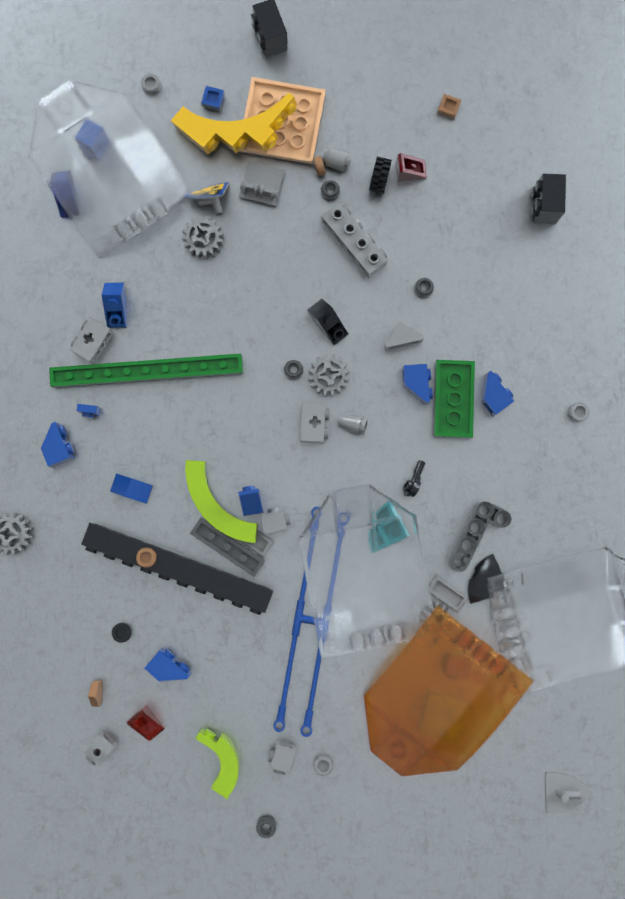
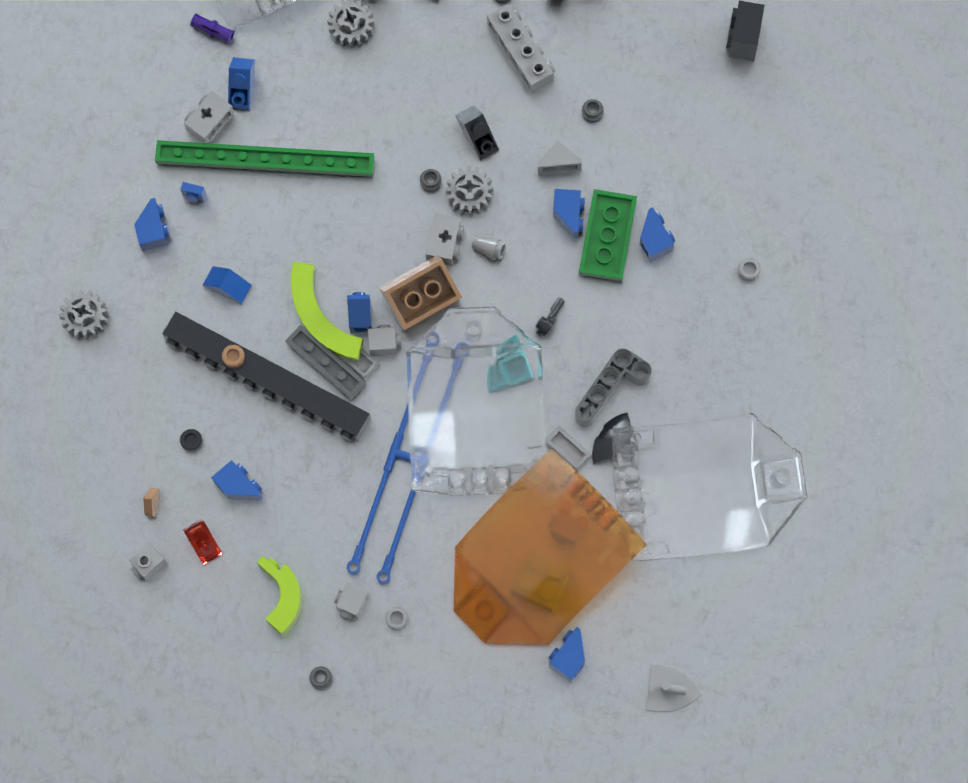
camera: 15 degrees right, 10 degrees down
(82, 258) = (212, 28): none -> dark purple pin
(301, 476) = (420, 292): none -> medium nougat brick
(476, 780) = (570, 657): none -> blue slope

